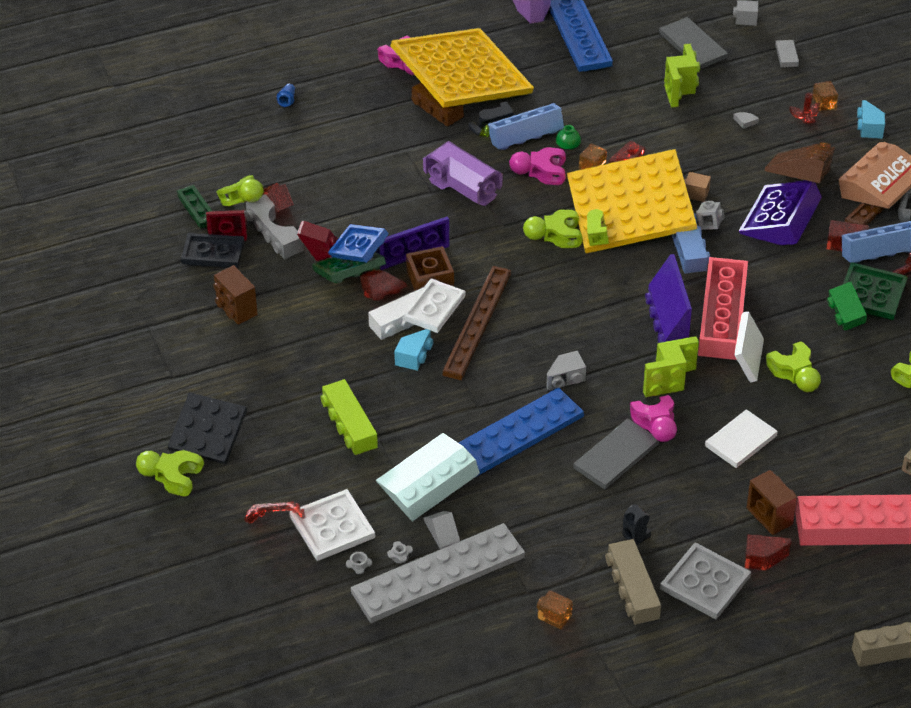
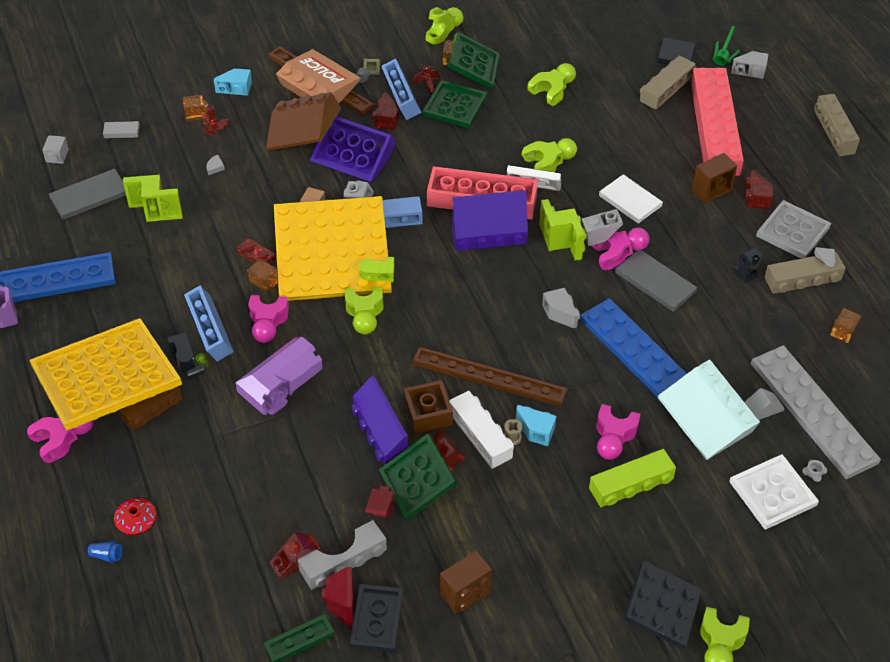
camera: 90 degrees left, 5 degrees up
(246, 189) = (290, 583): lime piece -> none
(259, 510) = (768, 548): clear red piece -> none
(323, 110) = (135, 523): none -> red dish
(358, 243) = (404, 457): blue plate -> none
(399, 552) = (794, 441): light grey plate -> none
(404, 329) = (513, 430): none -> dark tan bush
(406, 406) = (614, 432): none -> dark pink piece
(434, 305) = (486, 399): white tile -> none
(568, 138) = (223, 295): green brick -> none
(647, 590) = (826, 255): none -> light grey tile
(665, 385) = (601, 226): none -> light grey slope
(847, 306) = (482, 115): green brick -> none

